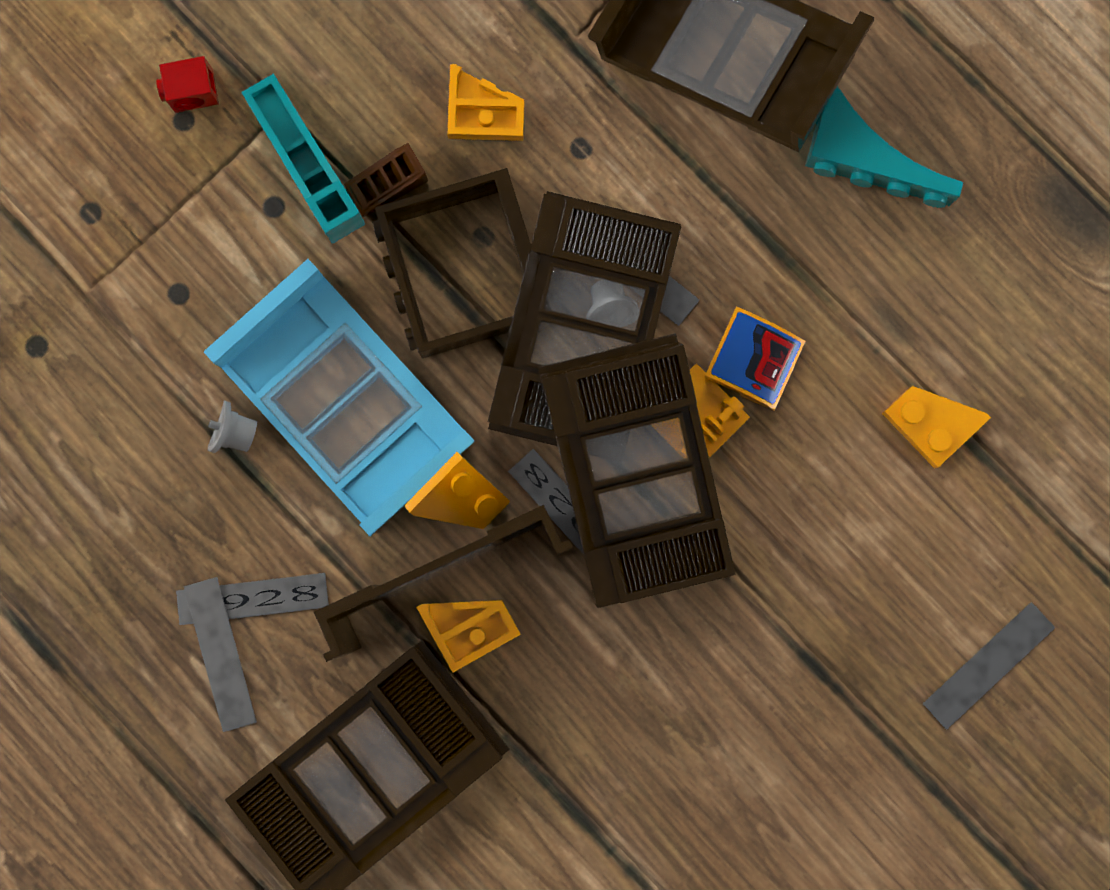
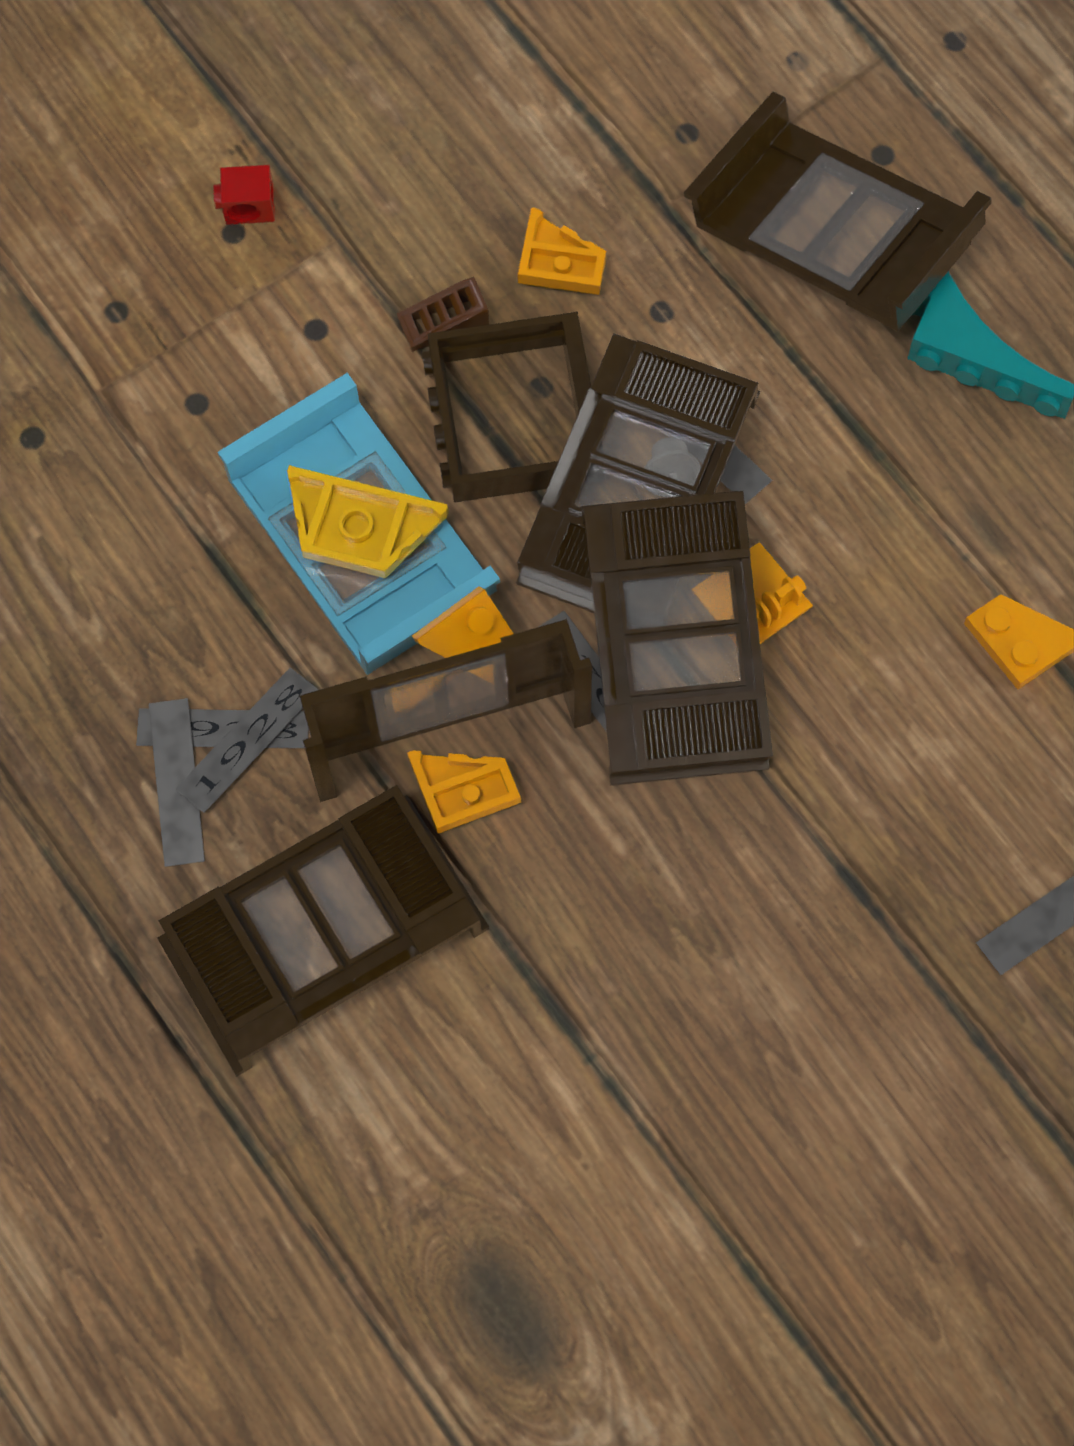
camera: 10 degrees right, 15 degrees down
(231, 430) = (232, 543): light grey piece -> none
(275, 608) = (245, 741): none -> flat silver sticker
(303, 159) = (367, 295): teal arch -> none
(340, 398) = (359, 523): none -> yellow wing
(755, 358) = (826, 544): slope -> none

